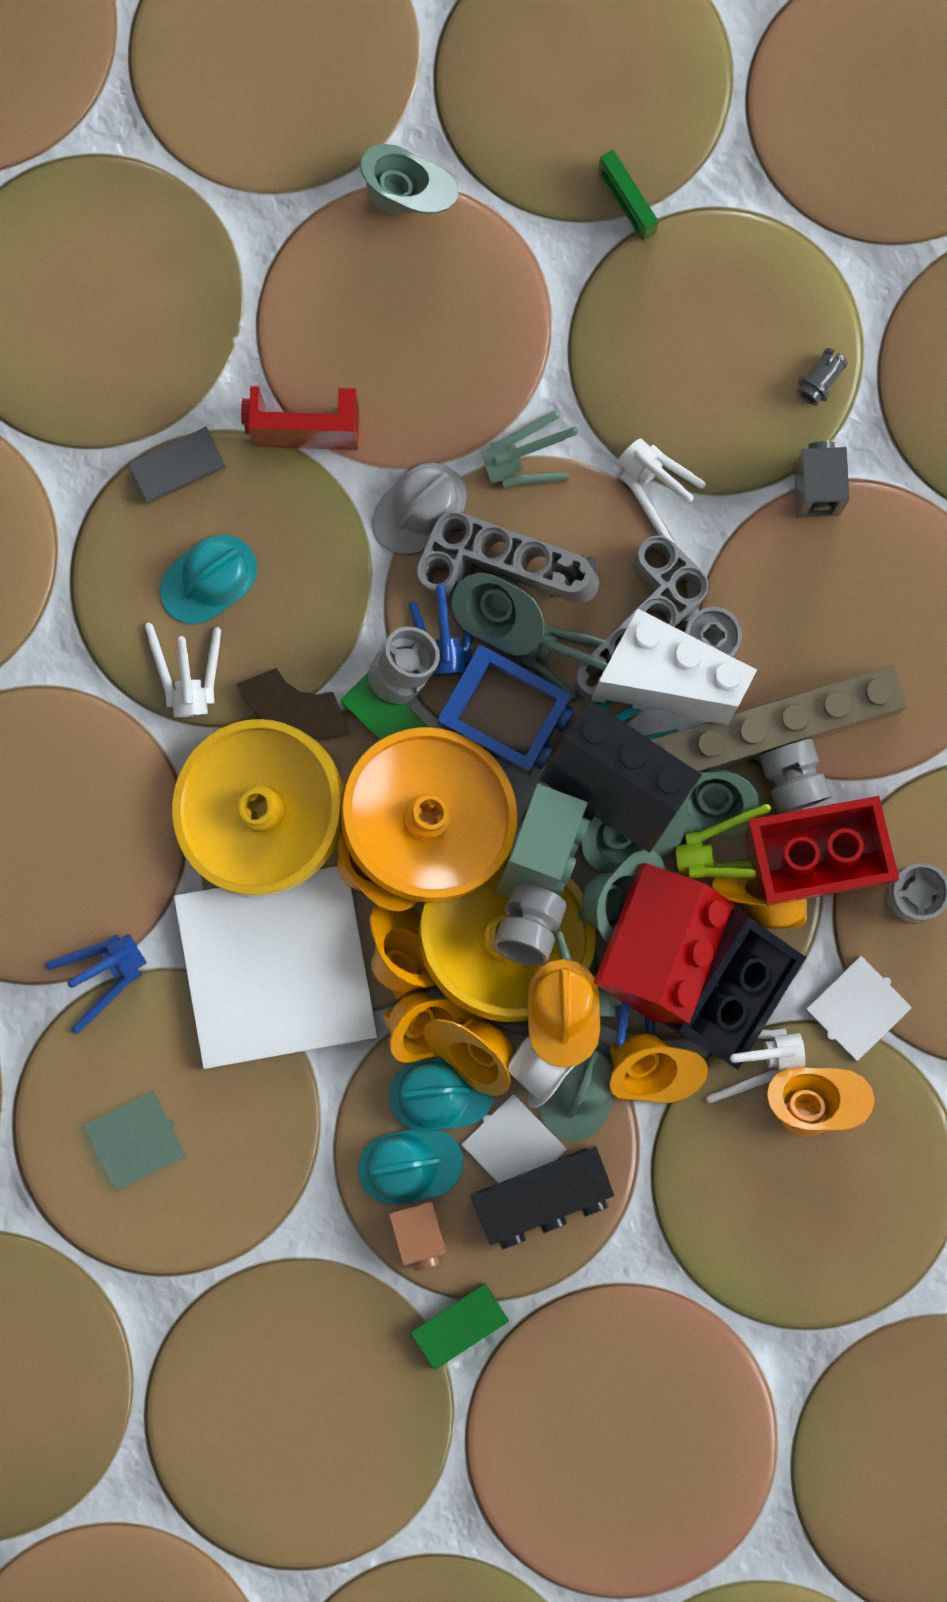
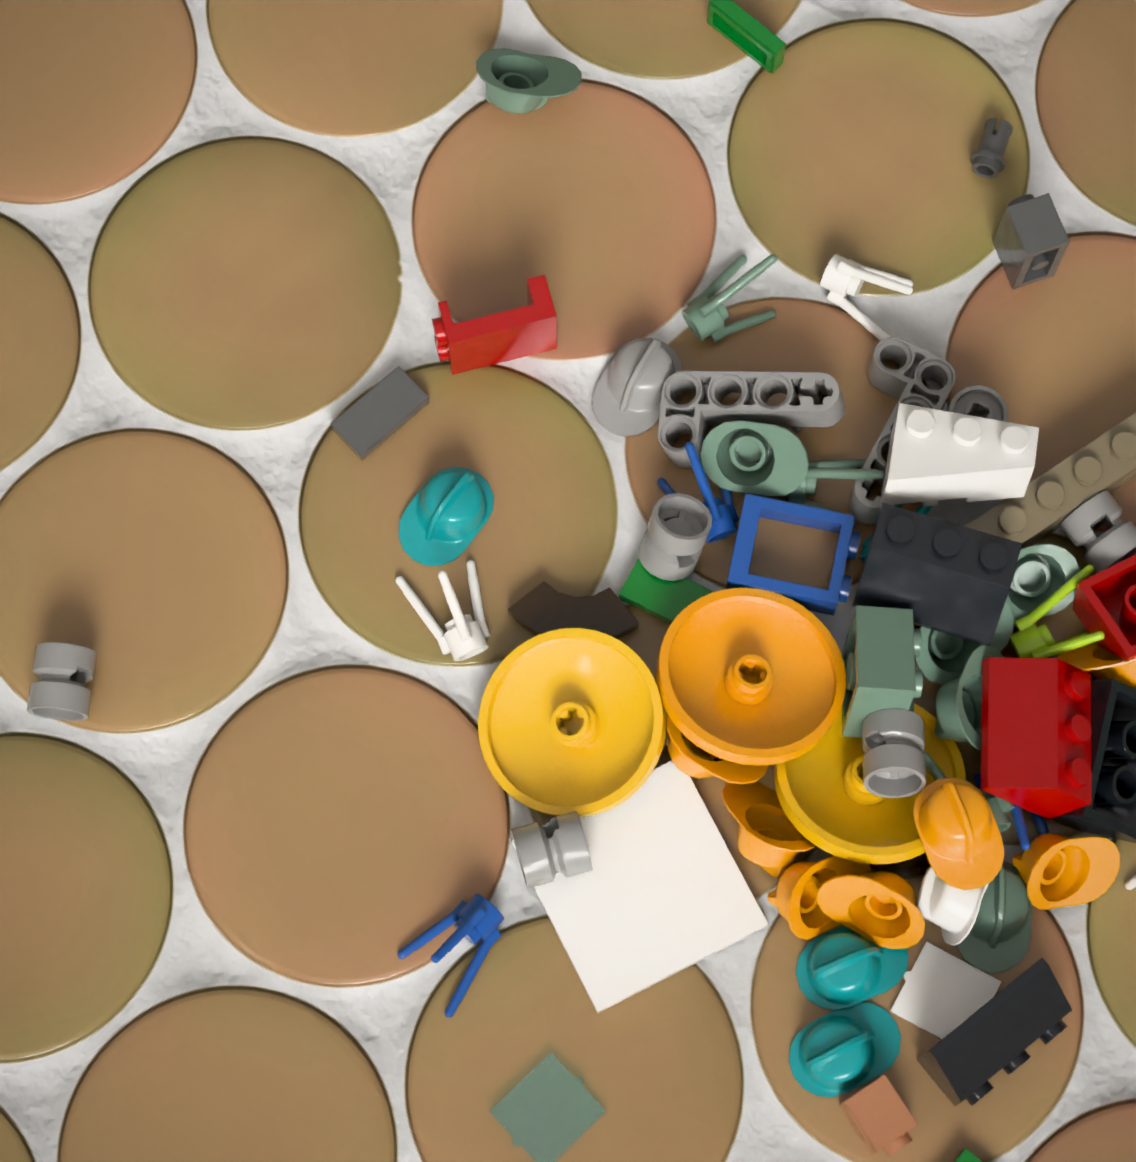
camera: 20 degrees left, 10 degrees down
(203, 917) = (552, 849): none -> light grey wheel

